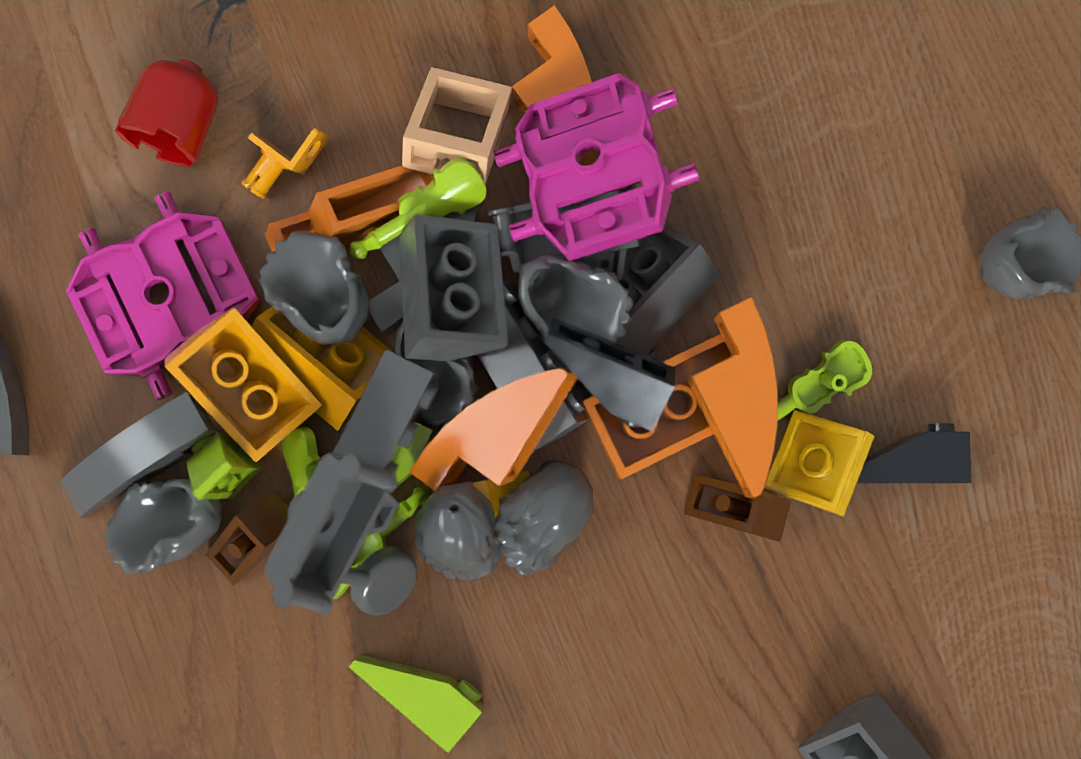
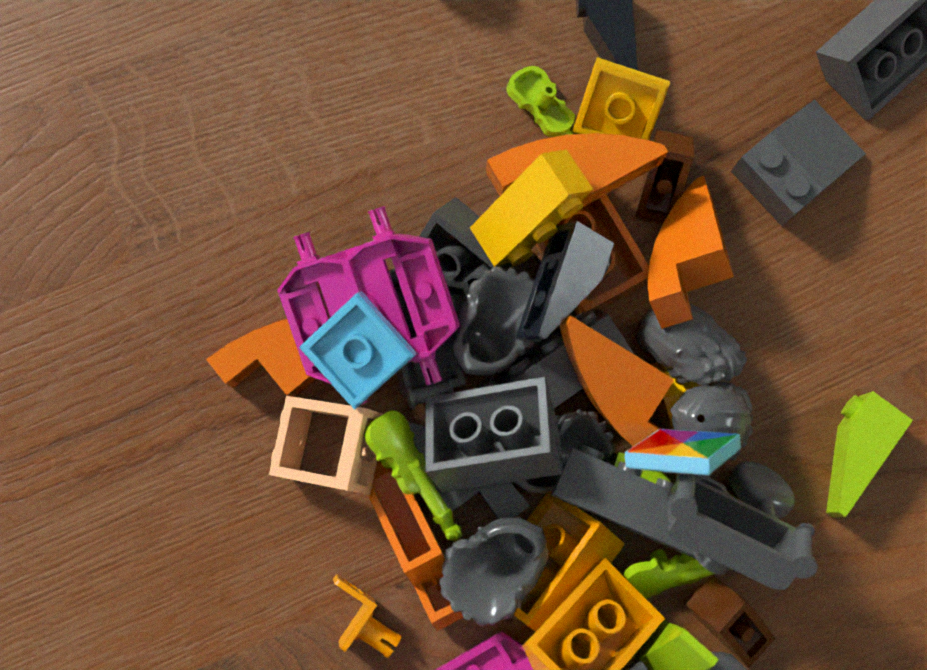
camera: 90 degrees left, 5 degrees down
(415, 480) = (682, 451): none -> tile
(547, 150) = (357, 350): none -> medium azure tile
(642, 518) = (686, 255): none -> orange slope
(694, 342) = (531, 208): none -> yellow brick
(751, 662) = (797, 162): none -> dark grey slope

